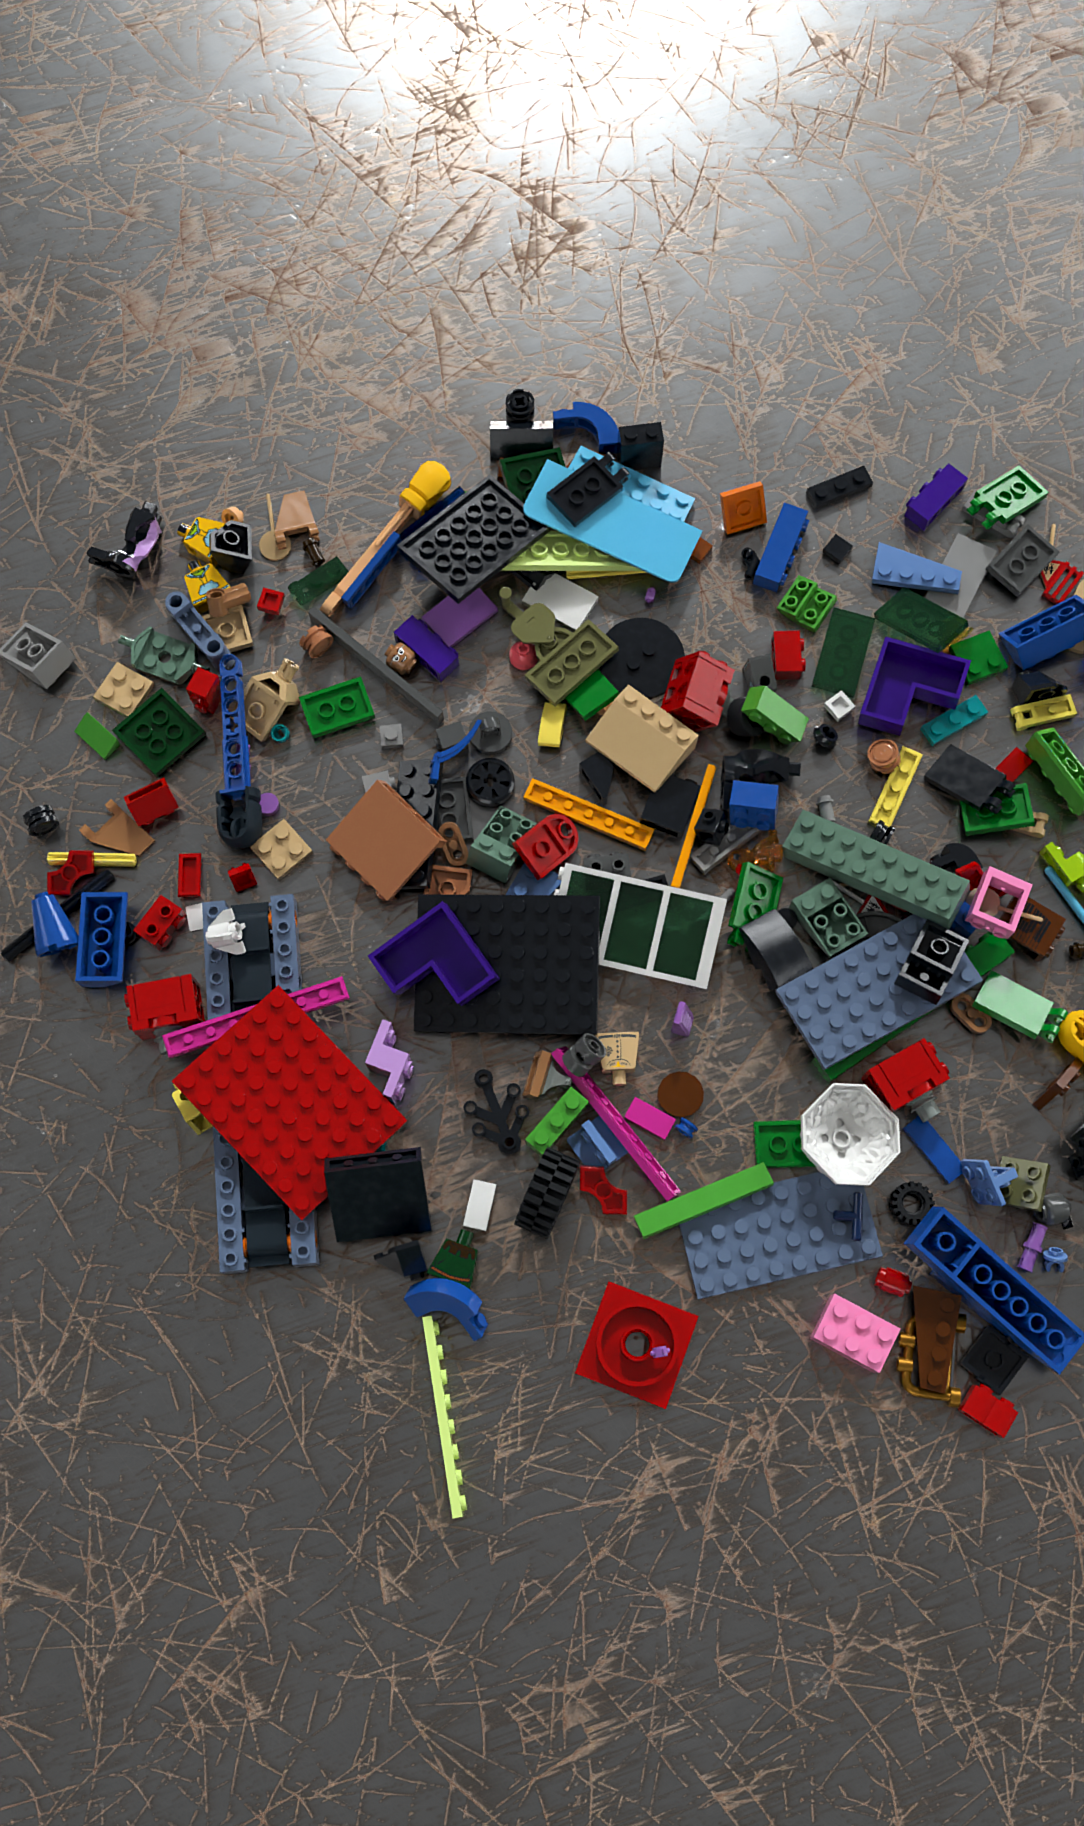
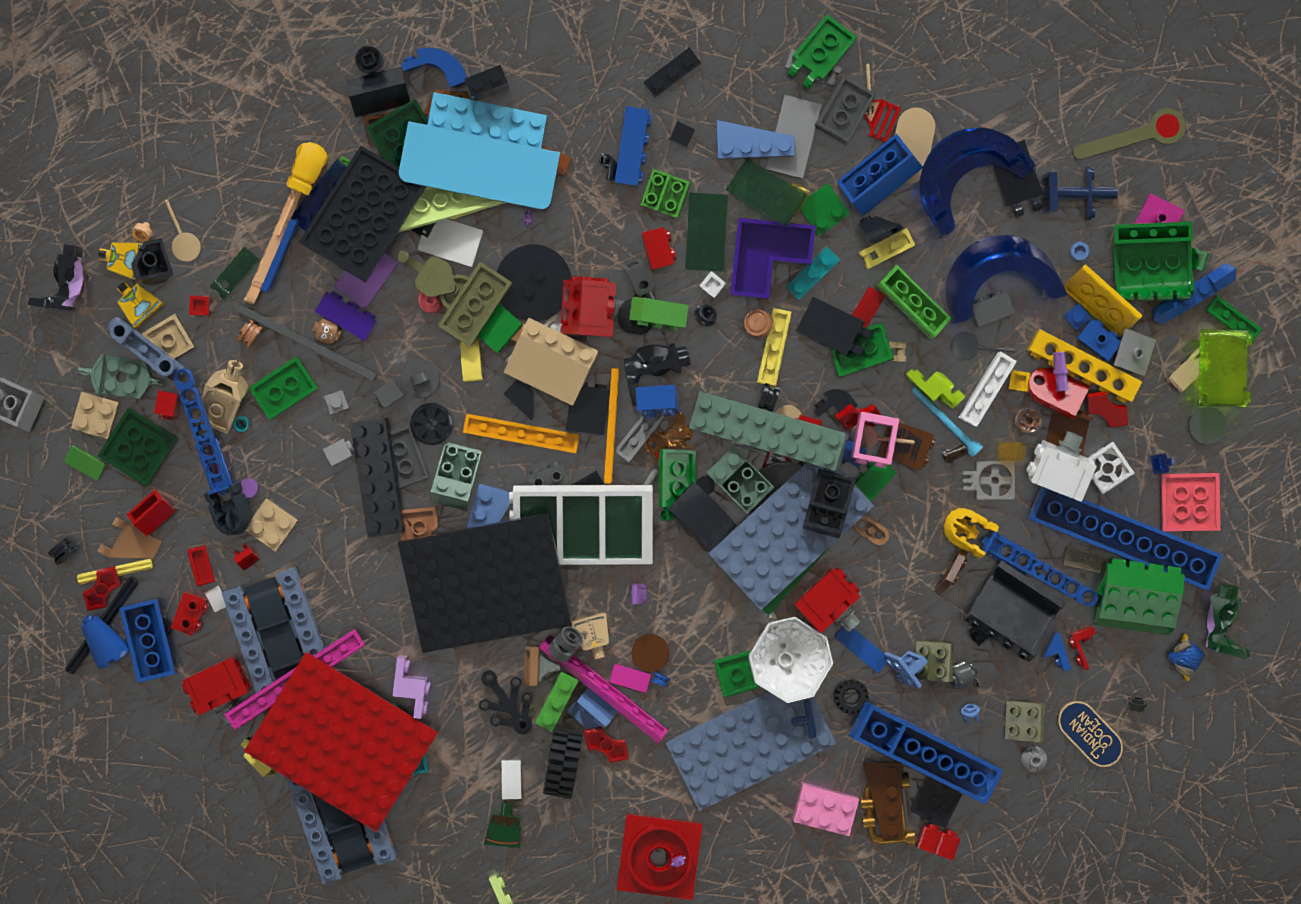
camera: 15 degrees left, 15 degrees up
(221, 600) = (156, 318): medium nougat piece -> none
(224, 933) = (251, 618): white brick -> none
(294, 518) = (196, 218): medium nougat flag -> none
(311, 547) = (224, 249): dark brown pin -> none
(377, 1194) = (430, 796): black panel -> none
(384, 840) = (358, 501): nougat panel -> none
(405, 1260) = (464, 838): black slope -> none
(438, 945) = (430, 586): dark purple piece -> none
(443, 756) = (382, 424): blue piece -> none
(449, 1297) = (506, 859): blue arch -> none
(454, 843) = (413, 487): medium nougat plate -> none
(545, 846) = (492, 471): red tile -> none
(587, 489) = (450, 143): black tile -> none
(703, 1200) = (687, 735): bright green tile -> none
(711, 826) = (627, 422): black brick -> none
(743, 507) = (590, 118): orange tile -> none
(826, 808) = (719, 381): light grey pin -> none
(893, 1281) = (848, 761): red brick -> none
(935, 496) = (758, 64): dark purple brick -> none
(1019, 1007) = (907, 517): tile -> none
(1032, 1247) = (952, 708): medium lavender pin -> none

